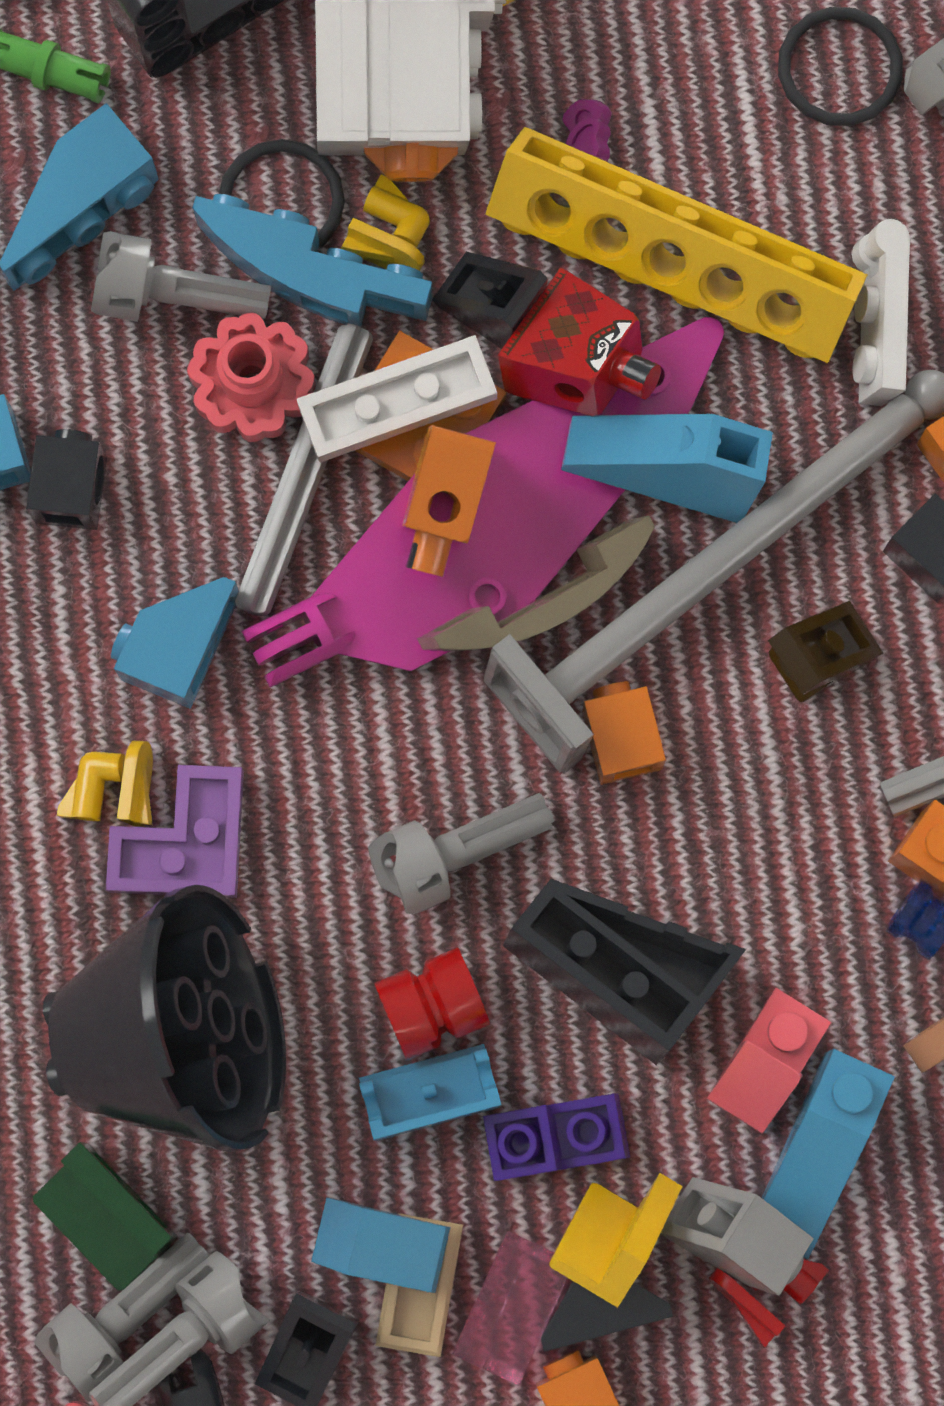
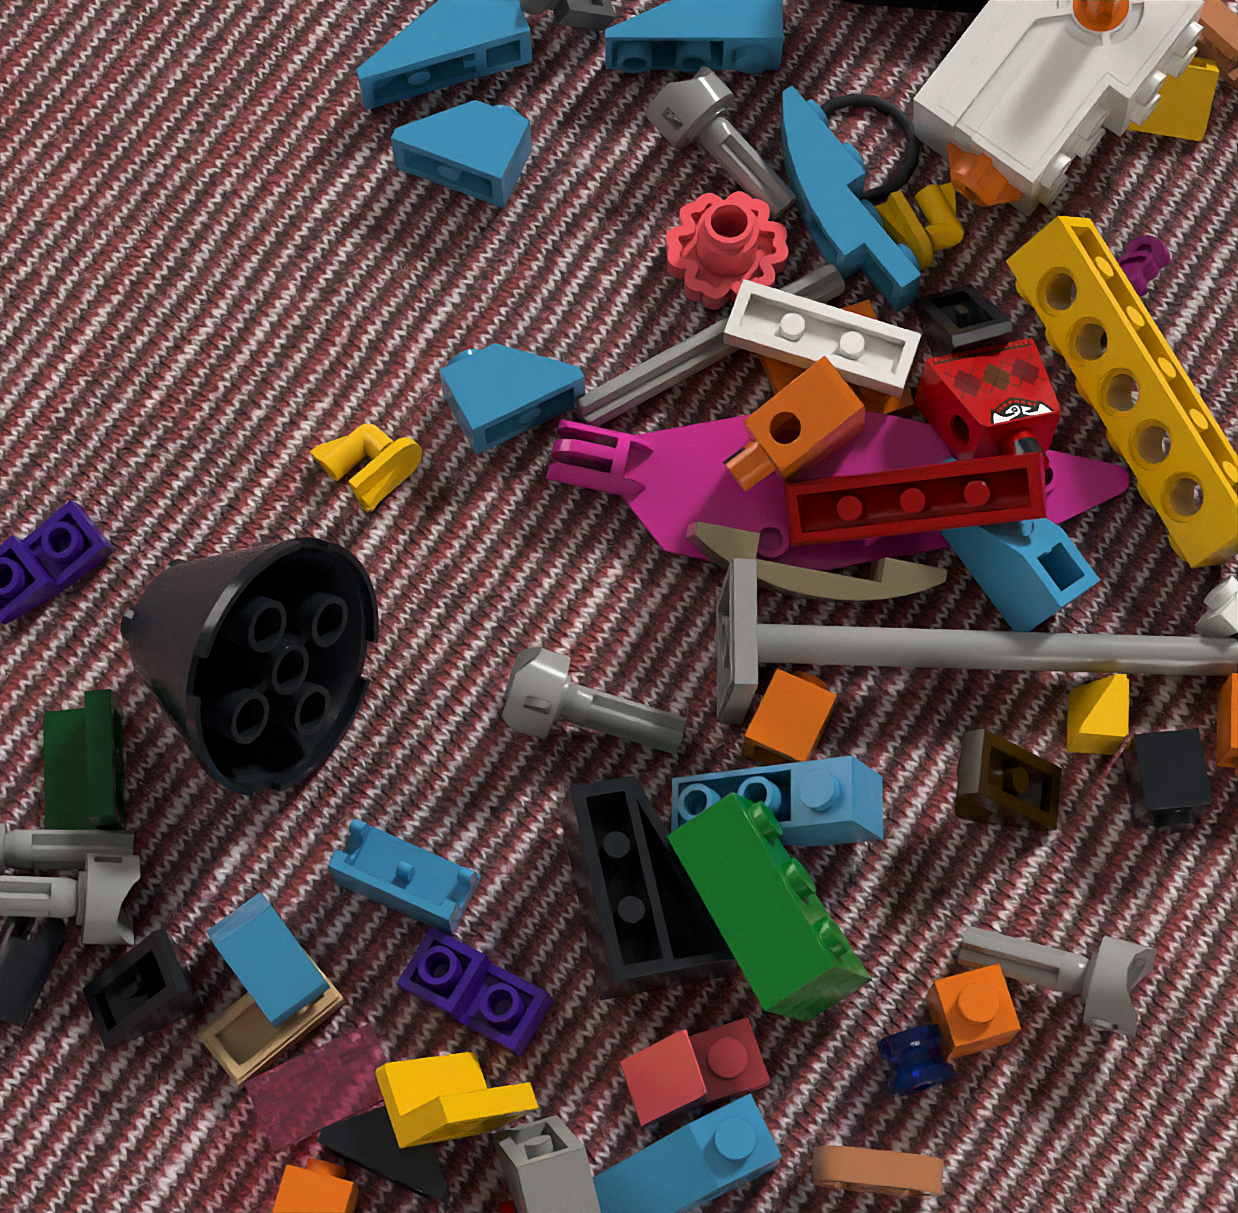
camera: 40 degrees right, 10 degrees down
(67, 480) = (525, 220): black brick -> none
(196, 851) = (397, 551): medium lavender plate -> none
(432, 1003) = (463, 806): red wheel -> none
(582, 477) = (916, 499): none -> red slope
(665, 806) = (812, 800): none -> dark azure slope
(730, 898) = (767, 909): none -> green wedge
(847, 537) = (1098, 716): none -> yellow slope

